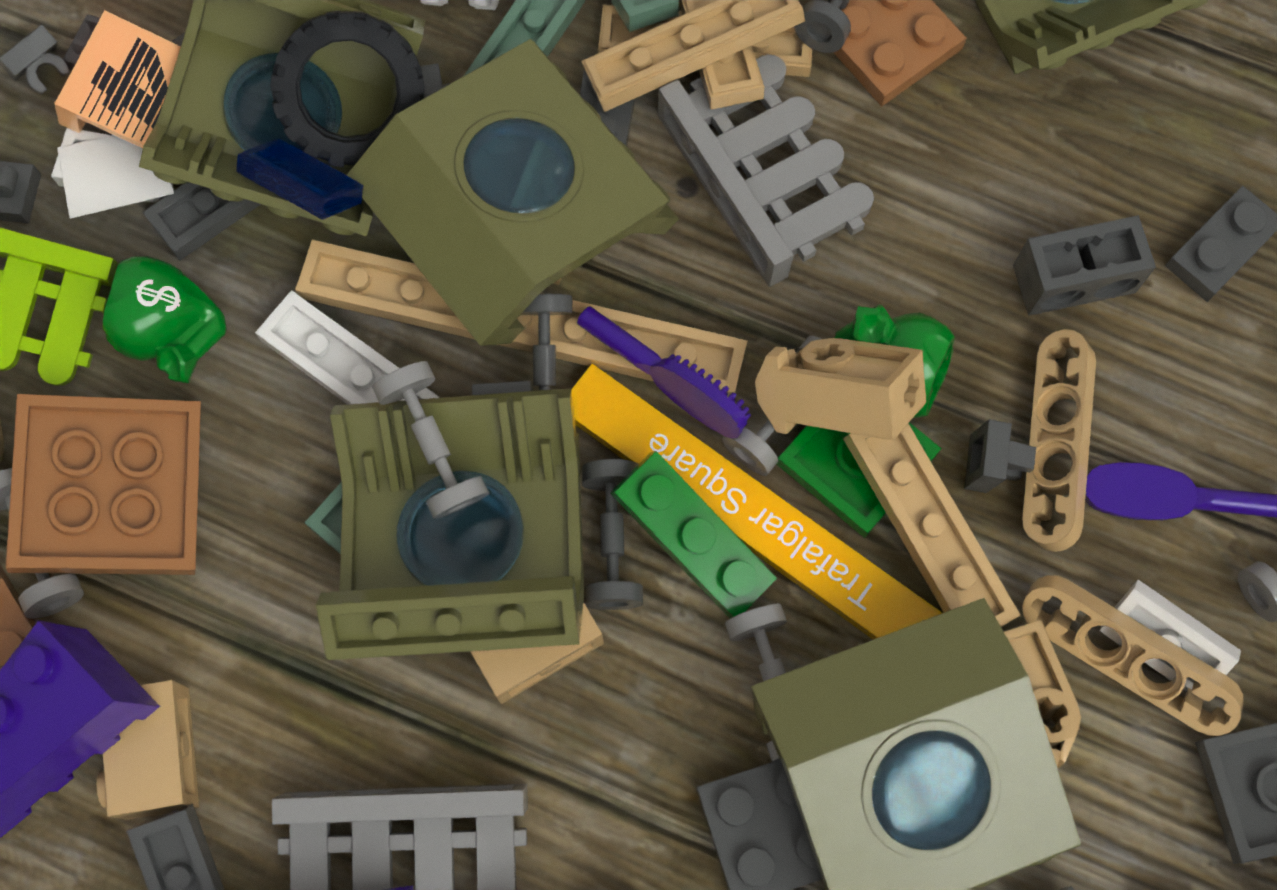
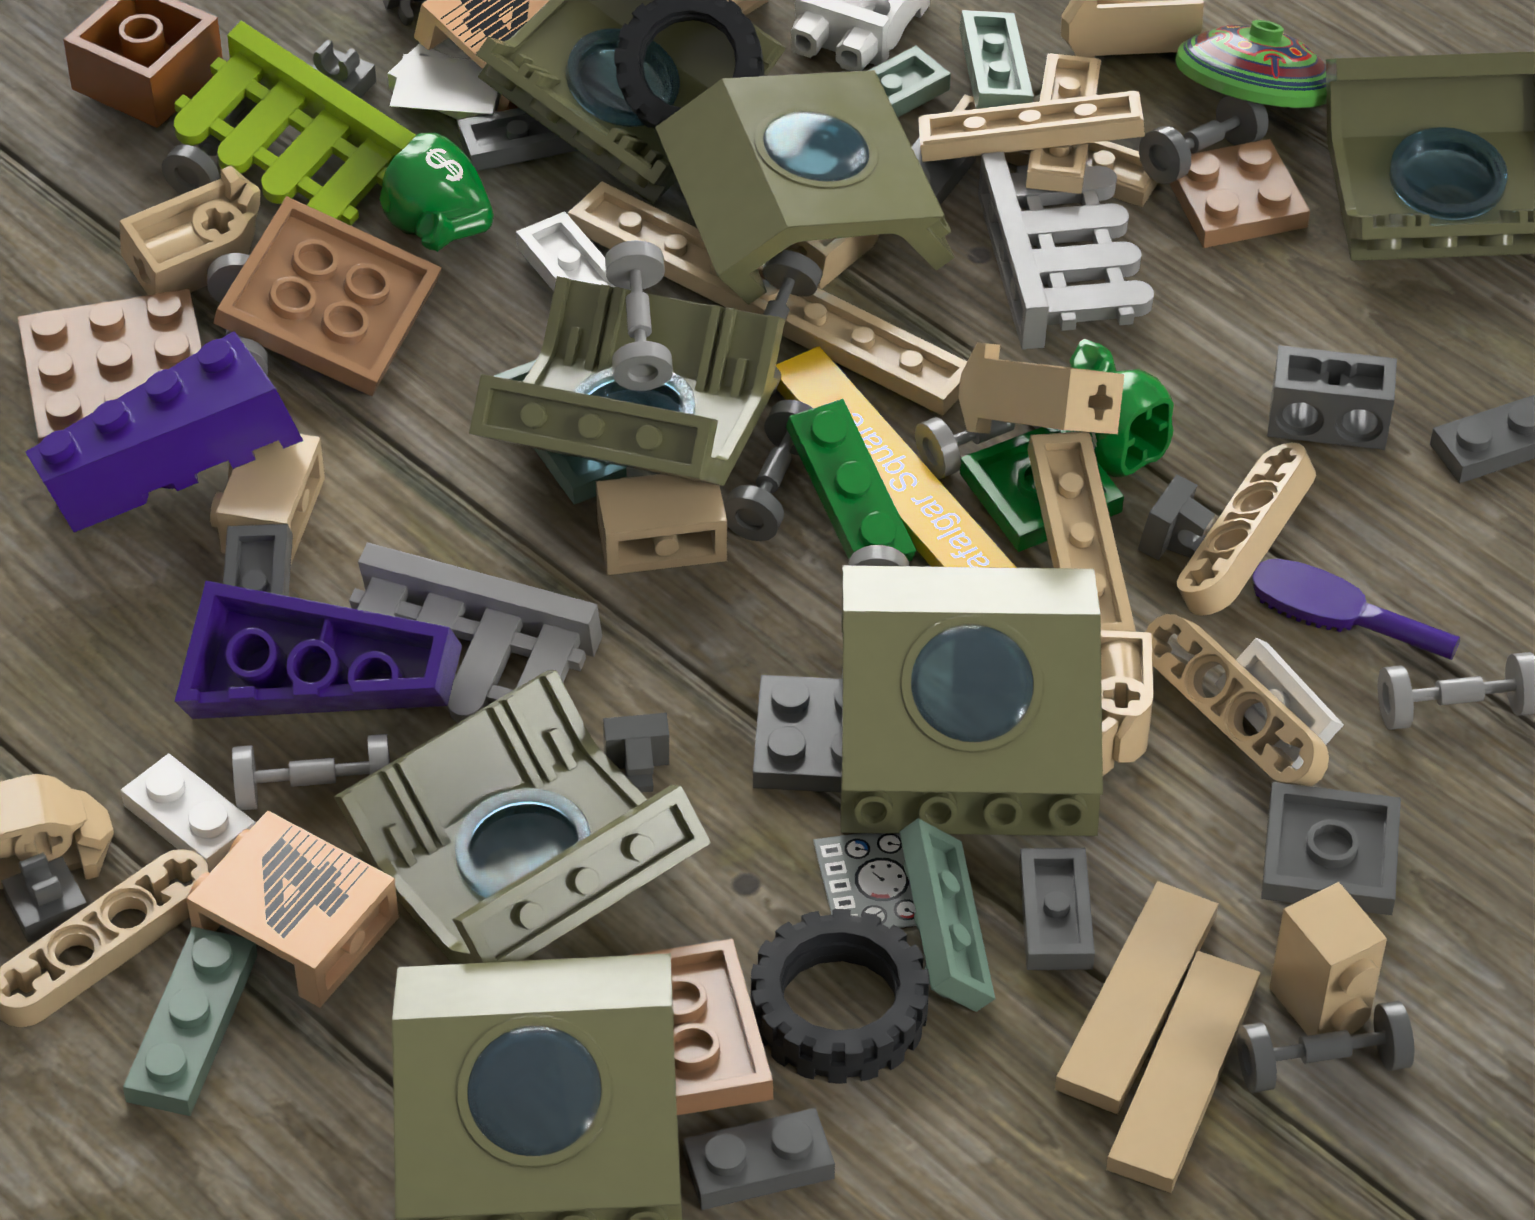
camera: 20 degrees right, 25 degrees down
(300, 178) = (614, 112): clear blue tile -> none
(674, 379) = (891, 363): dark purple piece -> none

